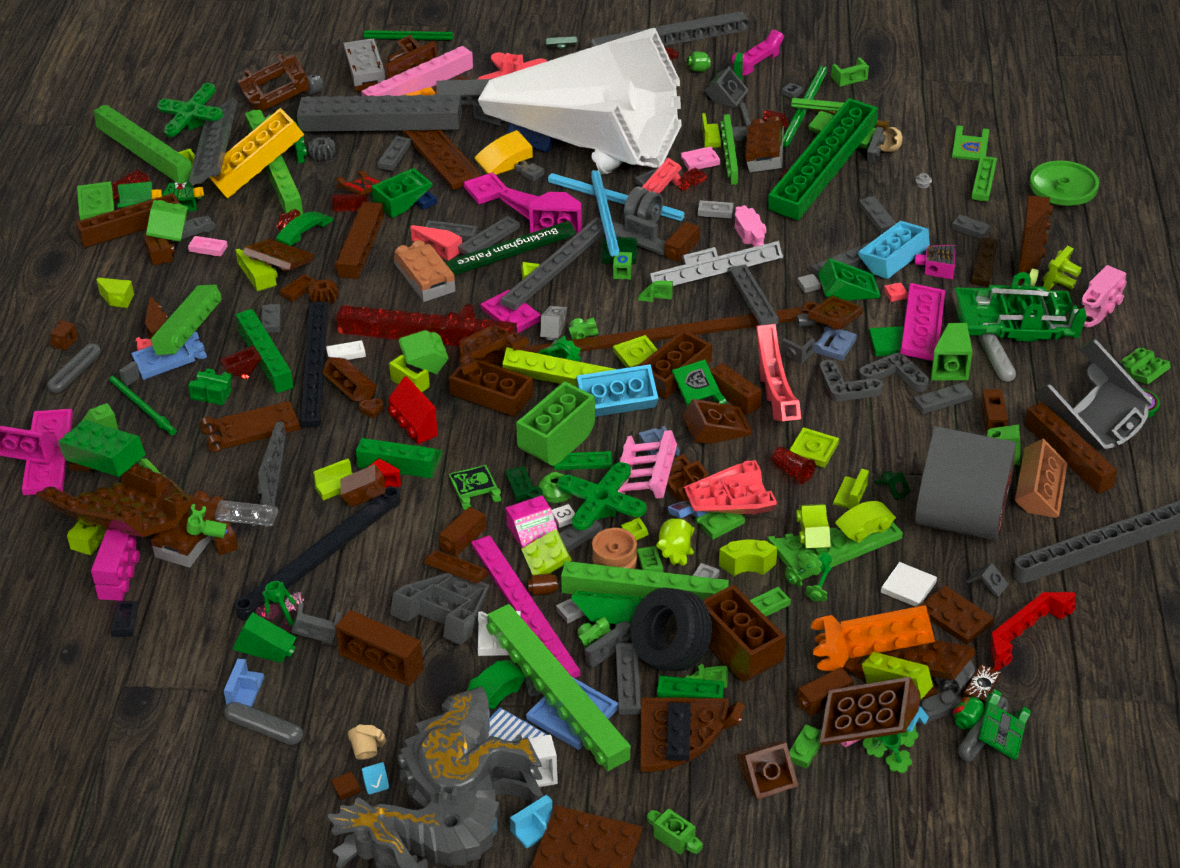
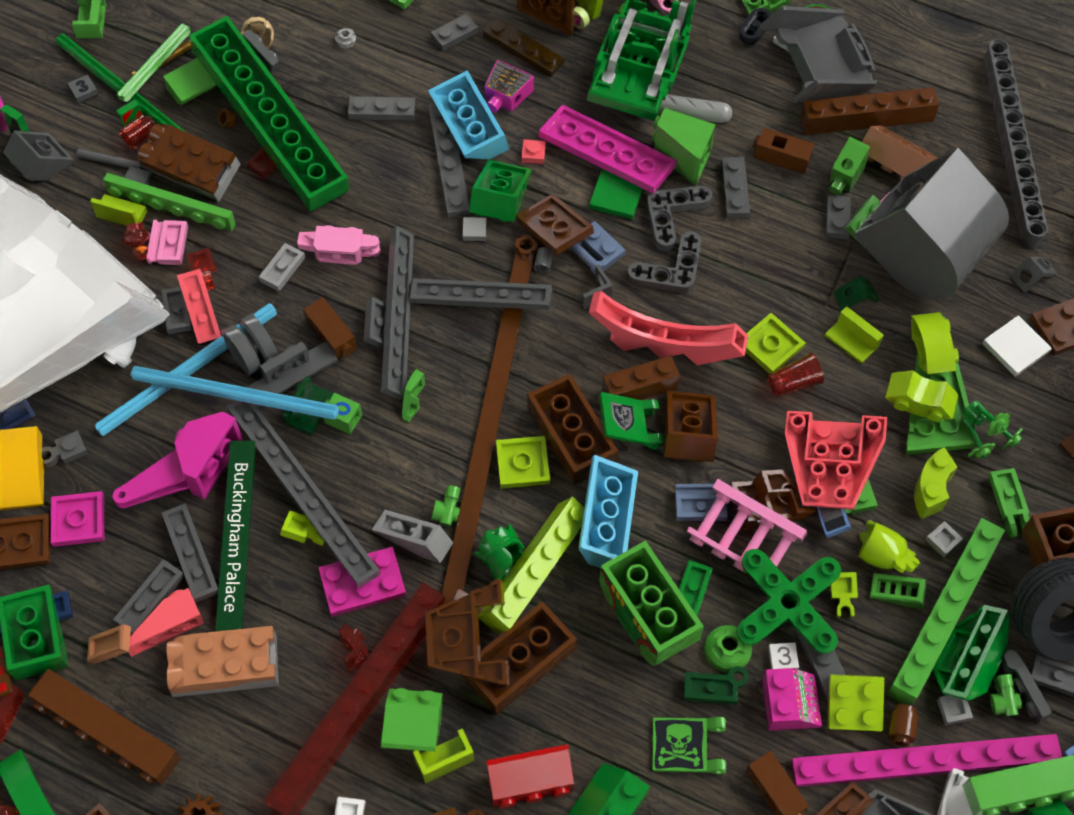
camera: 70 degrees left, 20 degrees up
(412, 221) = (109, 644): none -> nougat tile
(615, 548) = (886, 623): nougat wheel -> none
(692, 143) = (136, 237): none -> clear red animal
(787, 109) = (129, 112): none -> green tile

